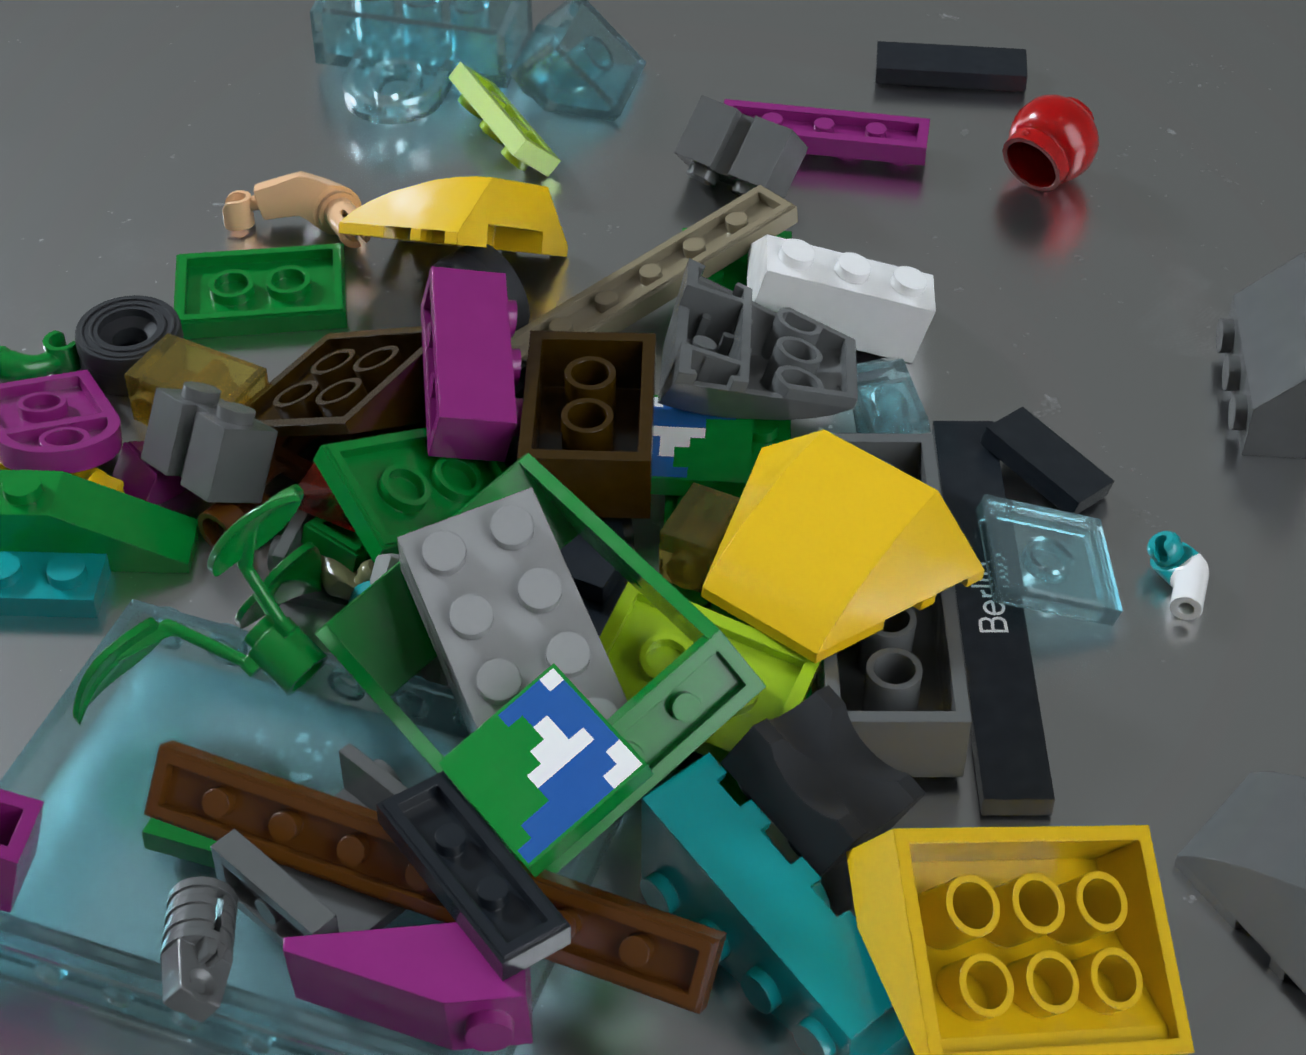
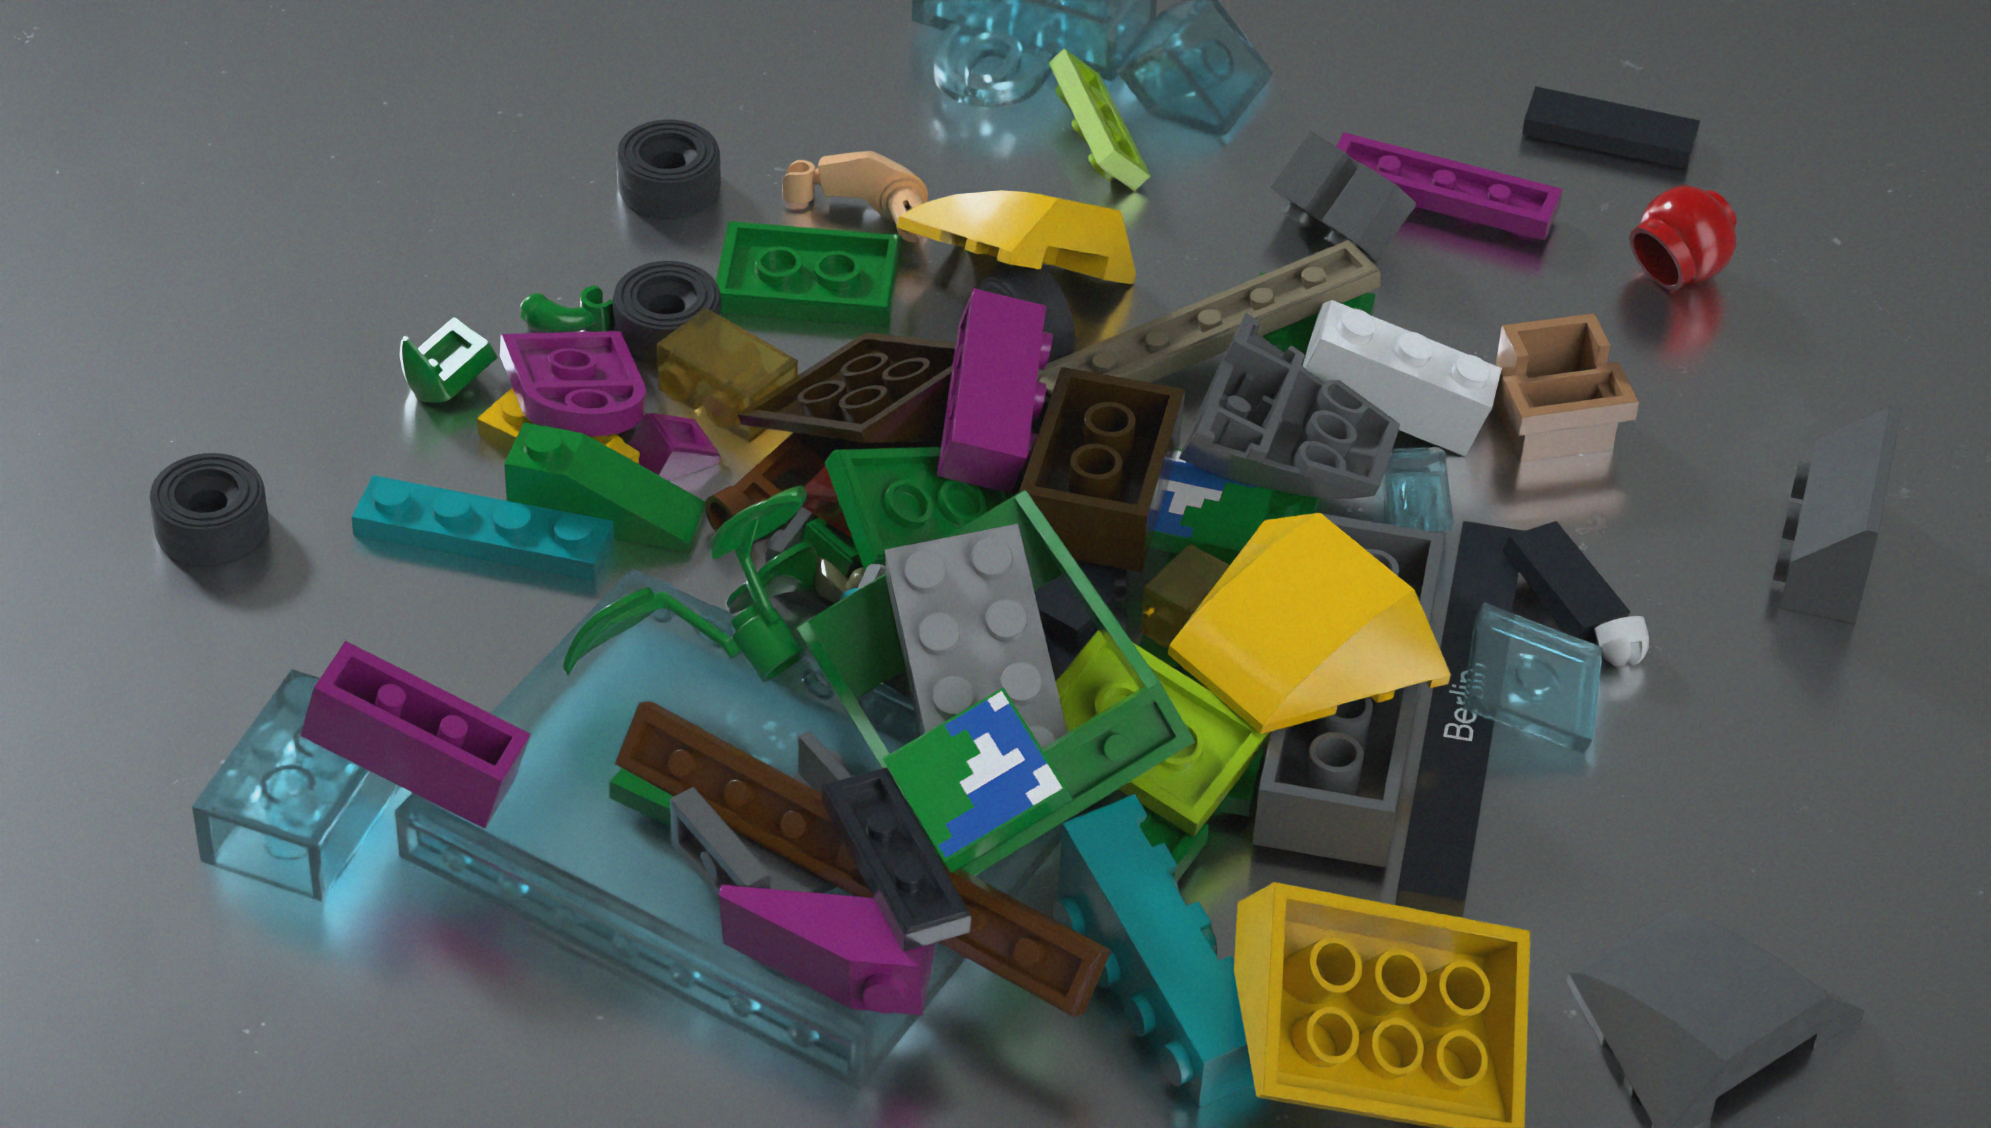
camera: 10 degrees right, 0 degrees up
(112, 216) = (668, 169): none -> black tyre
(198, 945) = (646, 880): dark grey hinge -> none
(209, 443) = (728, 428): dark grey brick -> none
(820, 780) = (1233, 835): black brick -> none
(988, 286) = (1559, 389): none -> medium nougat plate
(1118, 509) = (1623, 640): none -> white hinge
(1183, 570) = (1669, 711): arm -> none

